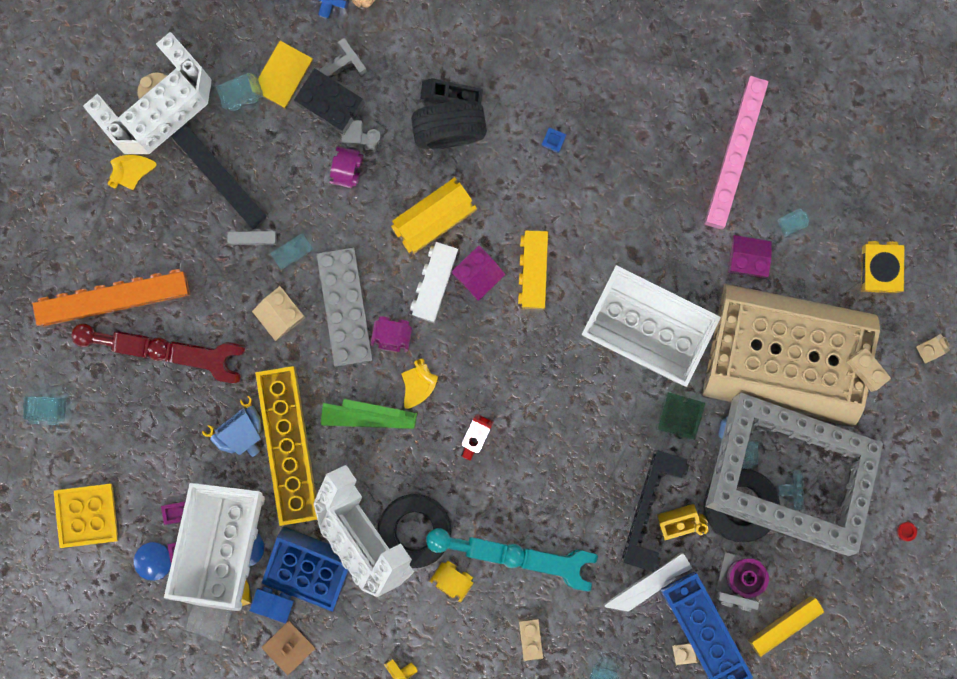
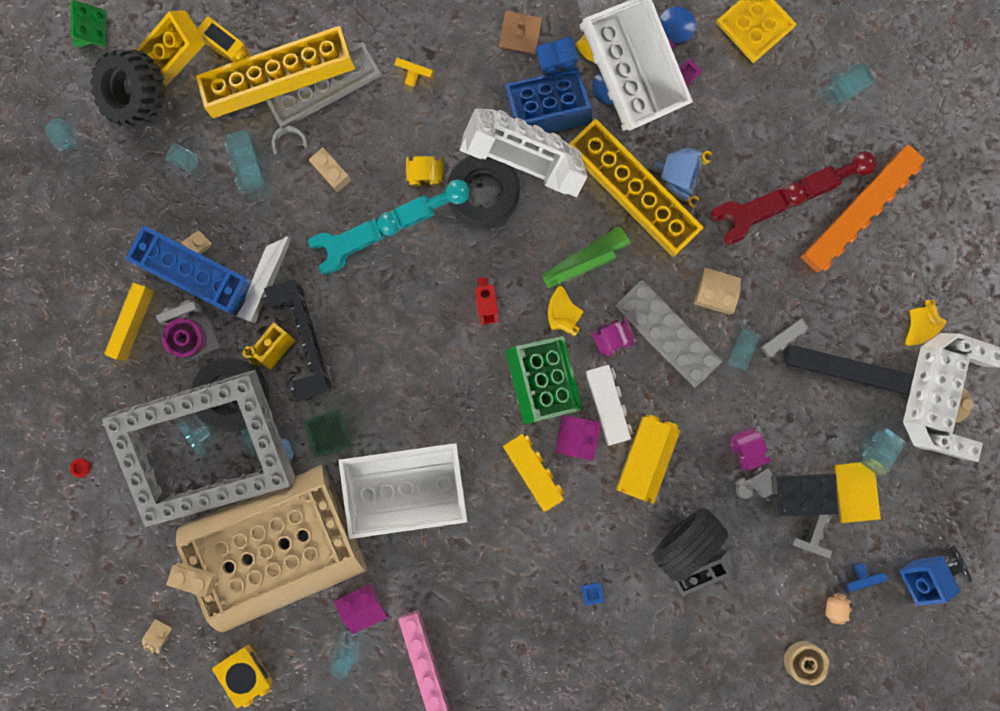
camera: 145 degrees right, 0 degrees up
(473, 339) = (543, 379): none -> green slope

